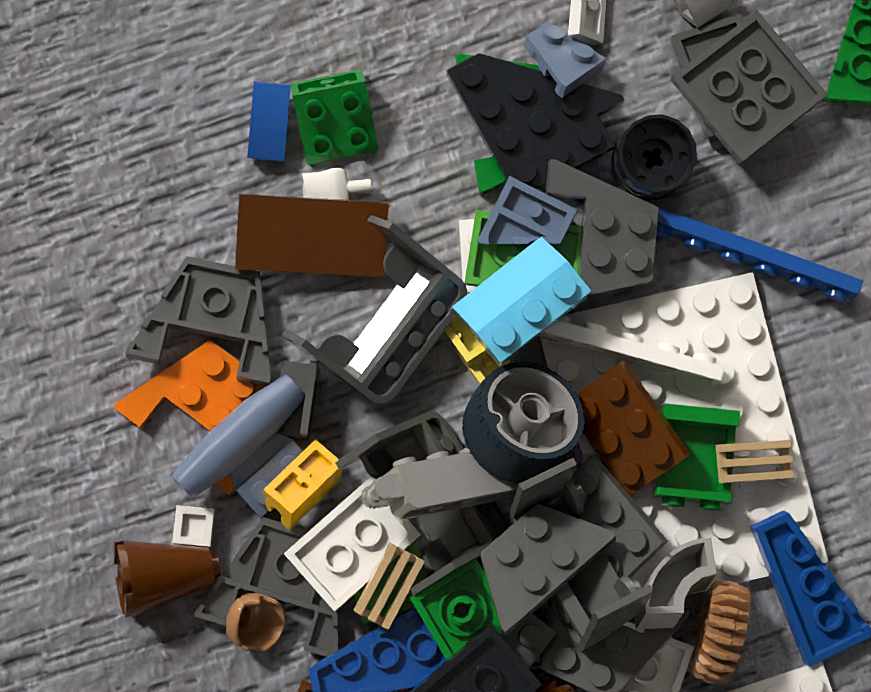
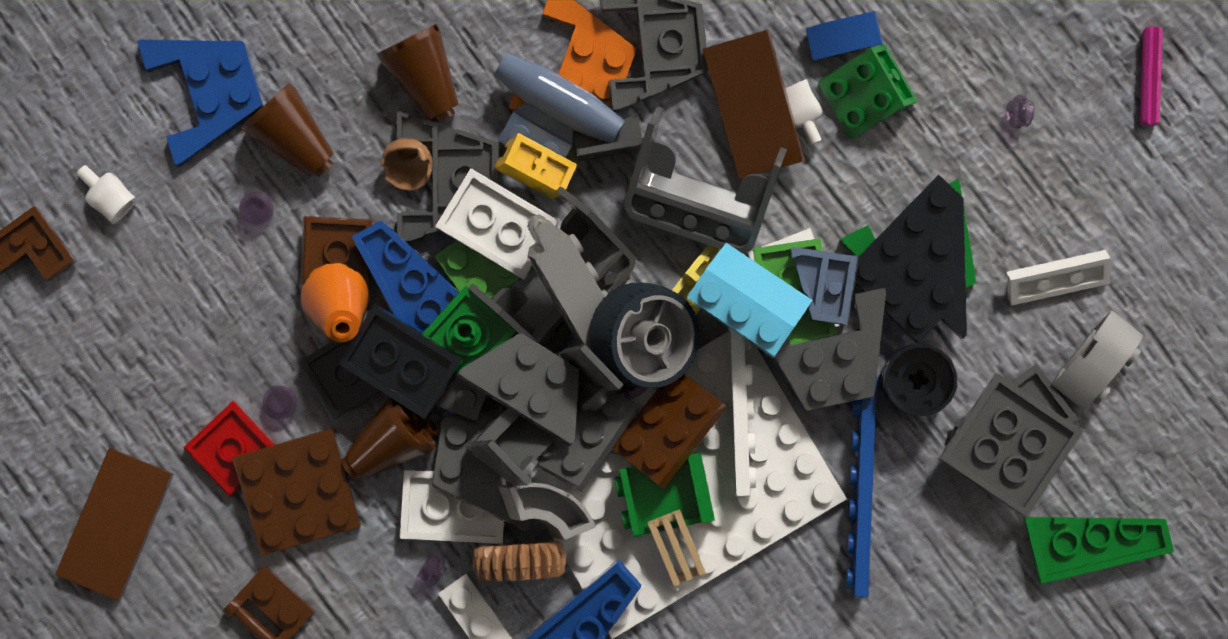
camera: 75 degrees right, 5 degrees up
(193, 526) = (472, 87): white plate -> none
(402, 592) = (442, 260): tan tile -> none
(563, 57) = (984, 273): sand blue wing -> none

